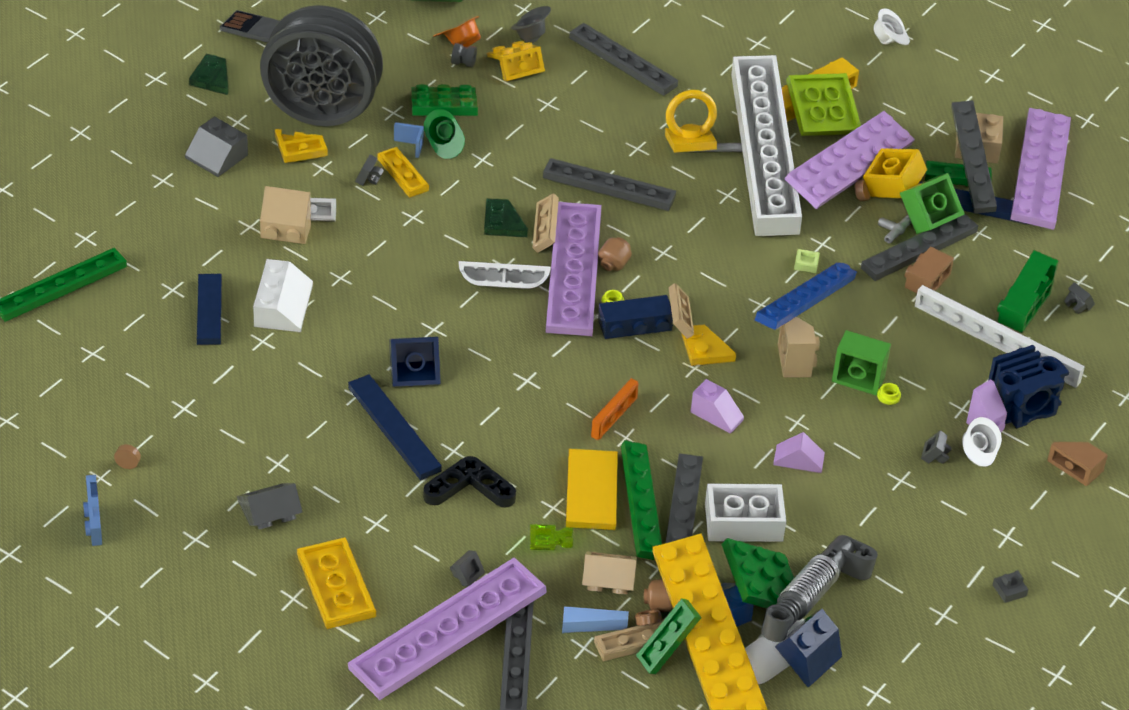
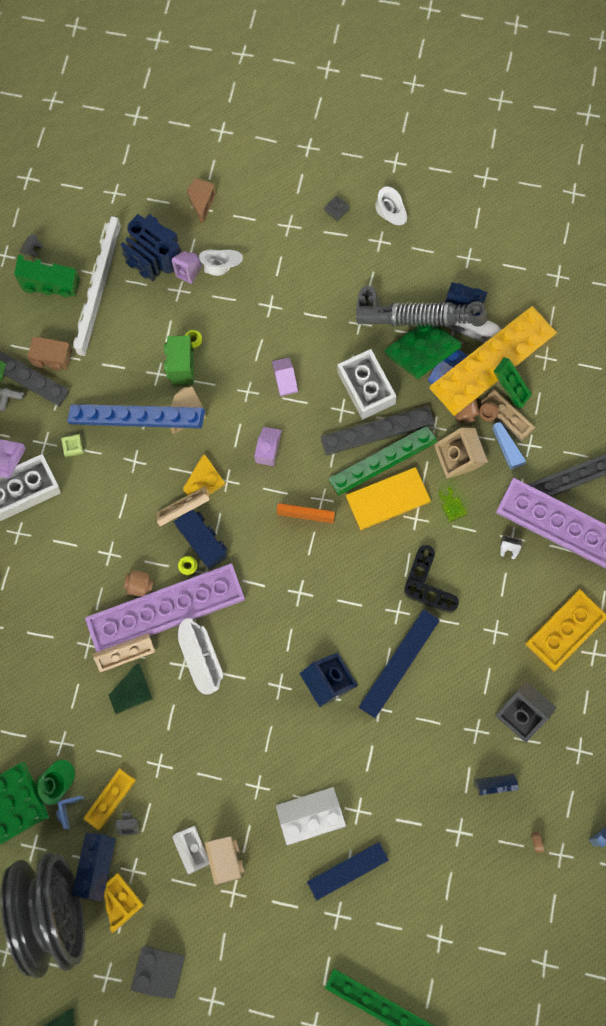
camera: 105 degrees left, 30 degrees up
(210, 442) = (496, 784): none -> dark blue slope
(344, 131) = (93, 867): none -> dark blue brick
(609, 184) = (53, 625): dark grey plate -> none
(936, 448) = (234, 290): dark grey tile -> none
(982, 626) = (390, 206): none -> white piece

